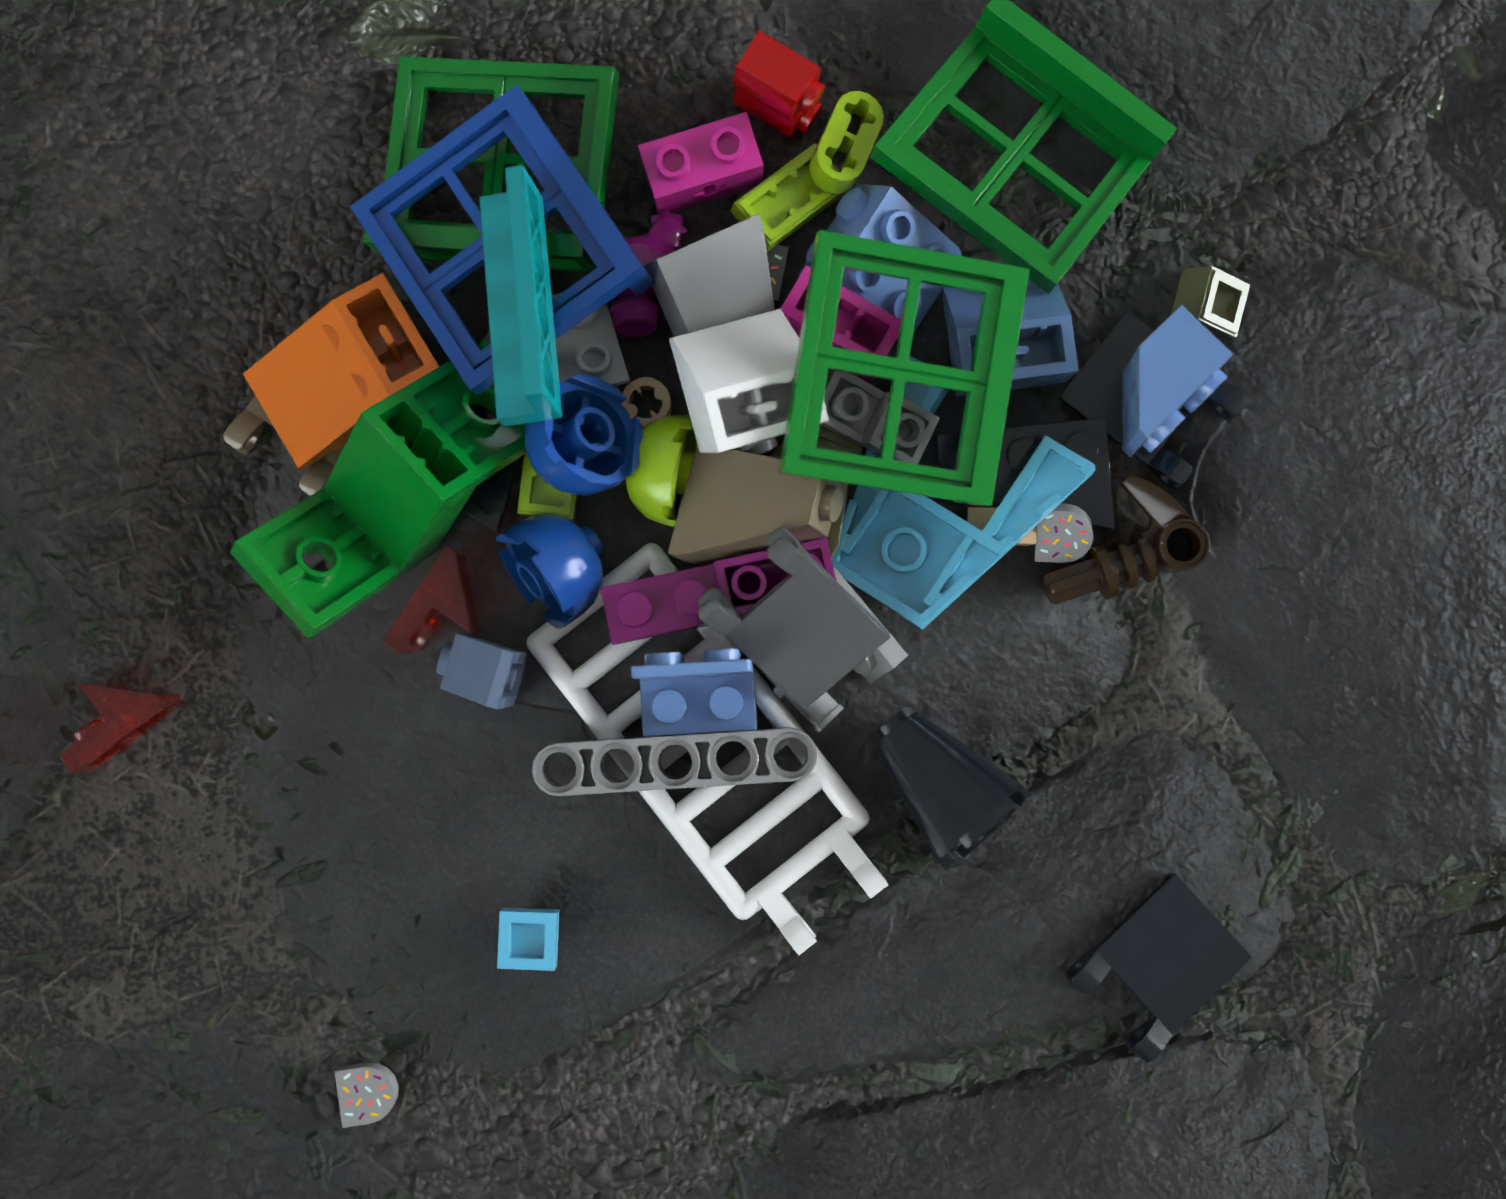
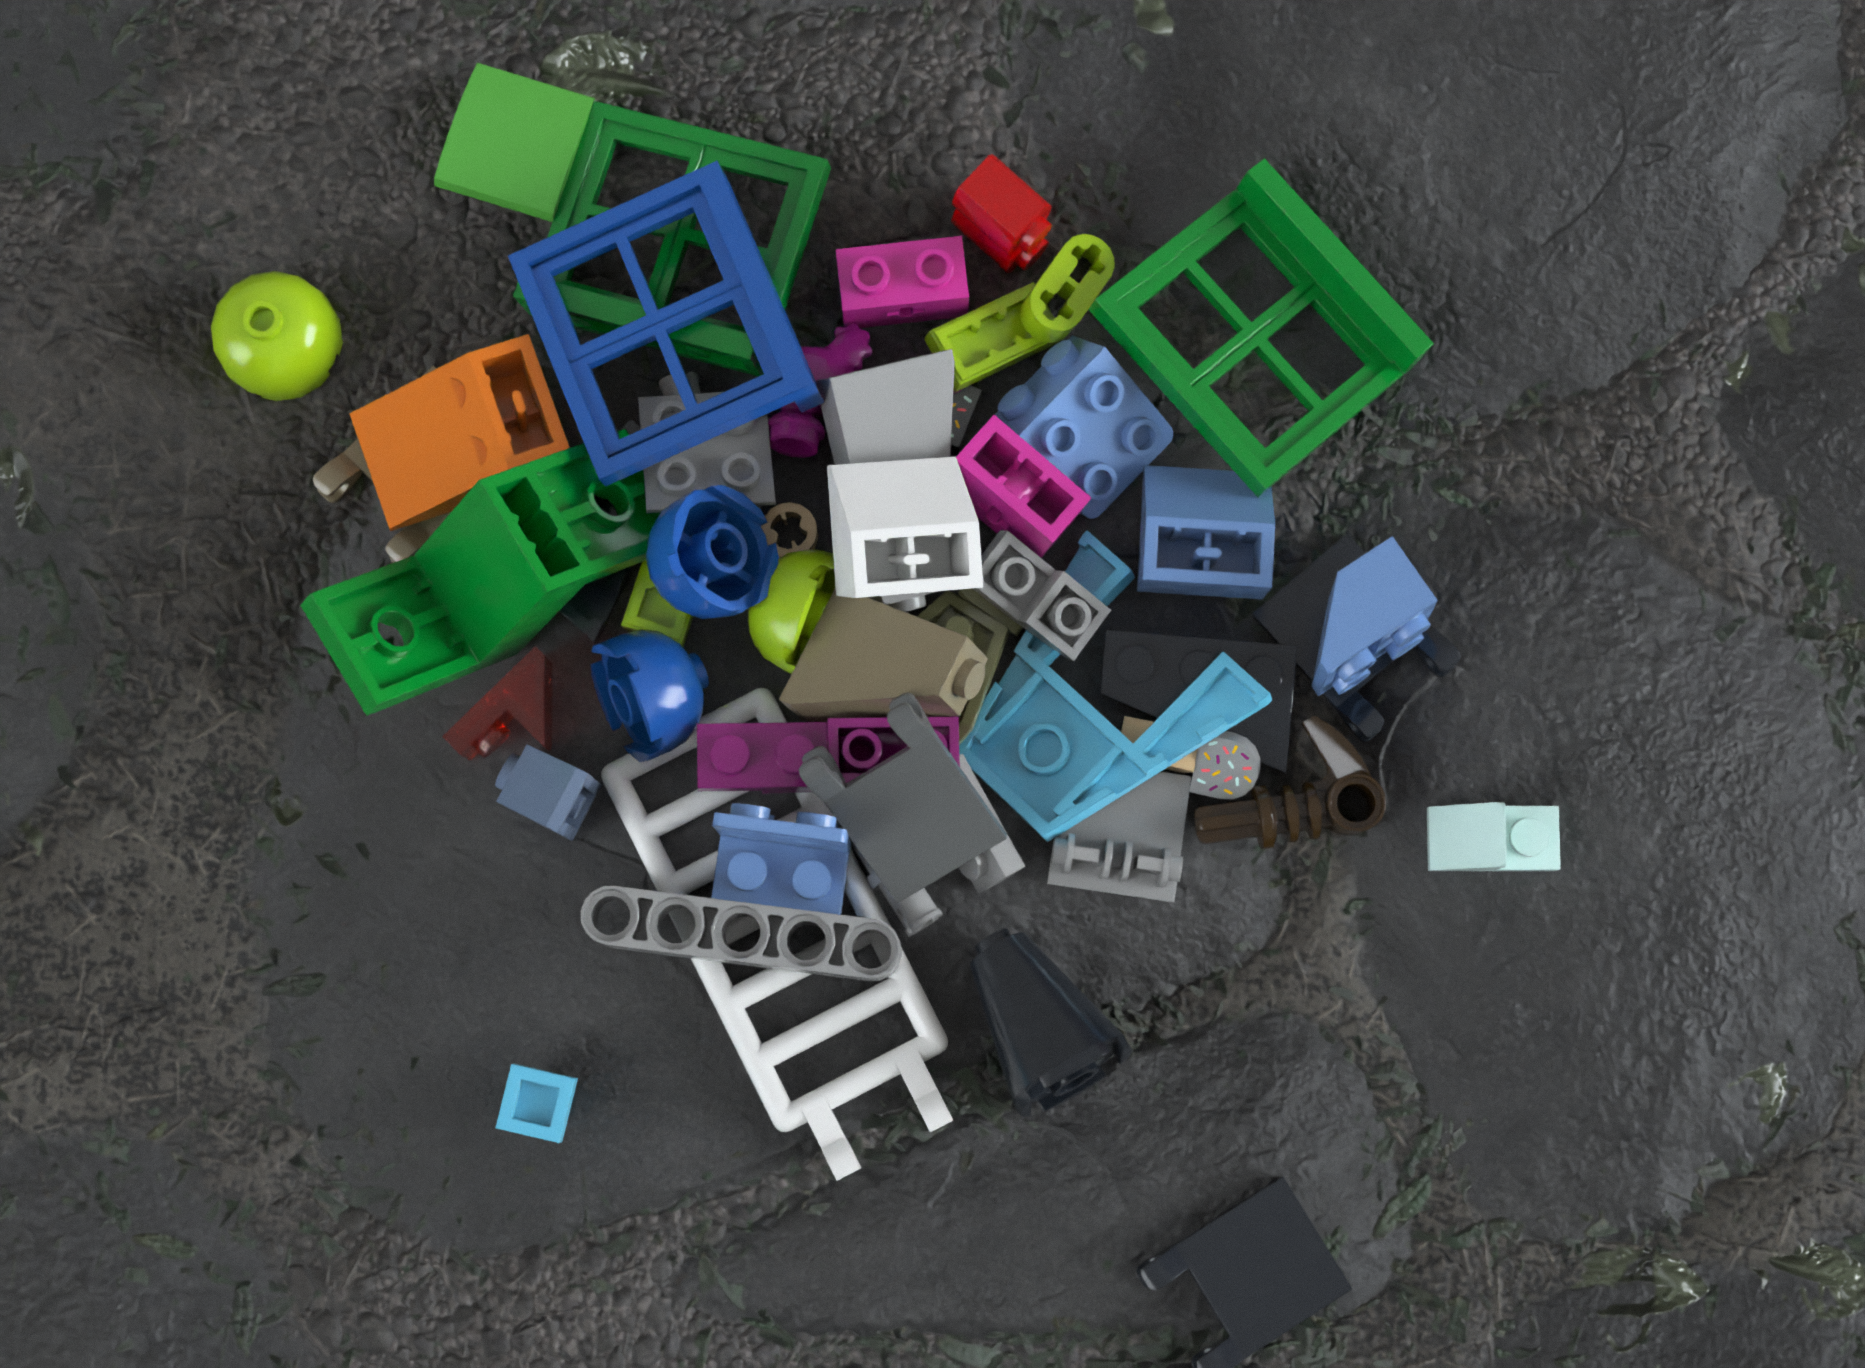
camera: 10 degrees right, 5 degrees down
(127, 716) = (141, 768): clear red slope -> none
(165, 317) = (276, 335): none -> lime cylinder
(336, 106) = (513, 141): none -> bright green slope
(365, 1093) = (315, 1246): light grey tile -> none
(520, 302) = (673, 396): teal fence -> none
(986, 384) = (1161, 581): green window -> none
(991, 617) = (1128, 844): none -> light grey hinge
(1213, 299) = (1443, 540): olive slope -> none
(1301, 550) = (1493, 837): none -> light aqua slope

